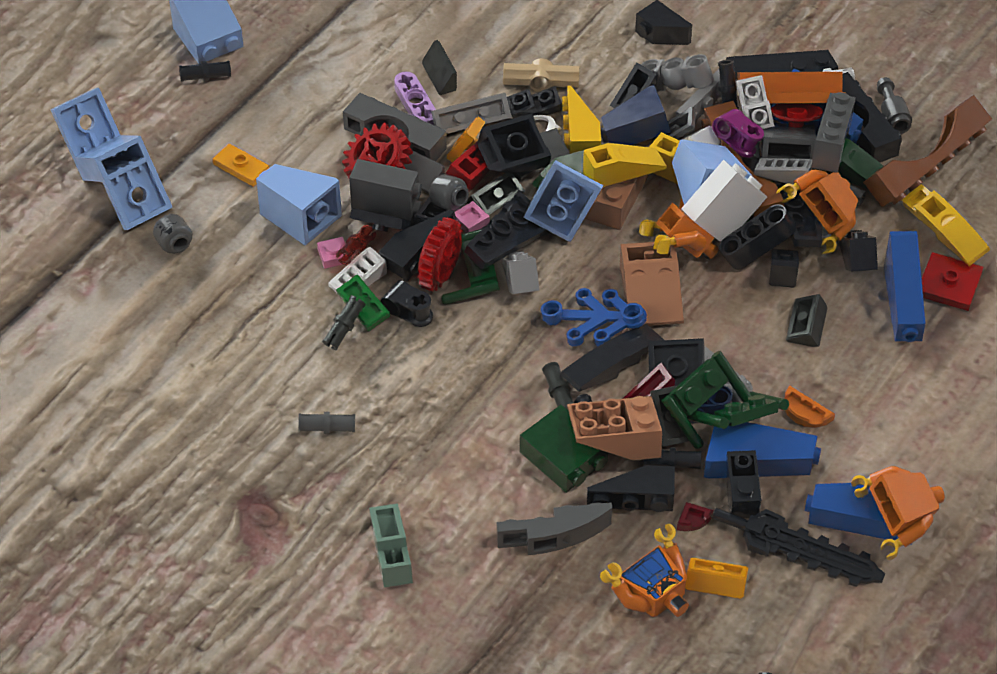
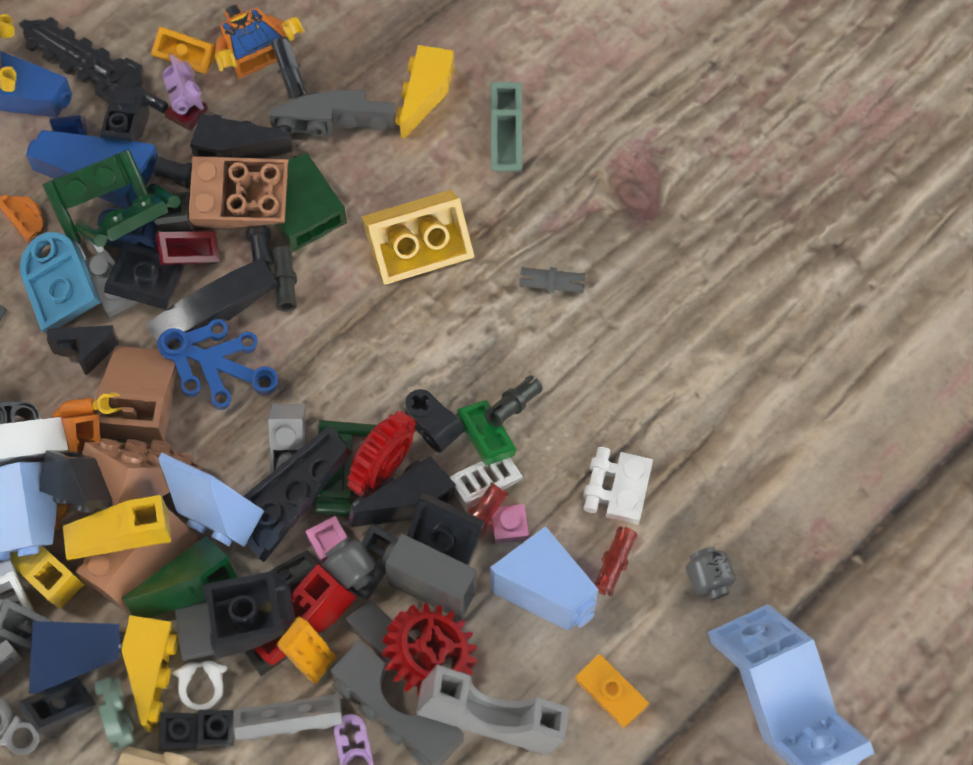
camera: 170 degrees left, 15 degrees up
(242, 286) = (628, 489): none -> white plate
(247, 236) = (615, 560): none -> clear red pin
(297, 125) = (526, 723): none -> light grey arch
(453, 438) = (418, 236): none -> yellow slope
(472, 568) = (428, 84): none -> yellow slope
(591, 88) = (116, 723): none -> sand green plate
(606, 553) = (288, 68): none -> black axle
(624, 214) = (133, 467): none -> nougat slope
(662, 177) = (74, 480): none -> black slope
(698, 524) = (181, 86): none -> lavender hinge
(706, 316) = (91, 343): none -> black slope
(750, 356) = (59, 283): none -> dark azure tile
(796, 485) = (69, 124): none -> clear blue slope

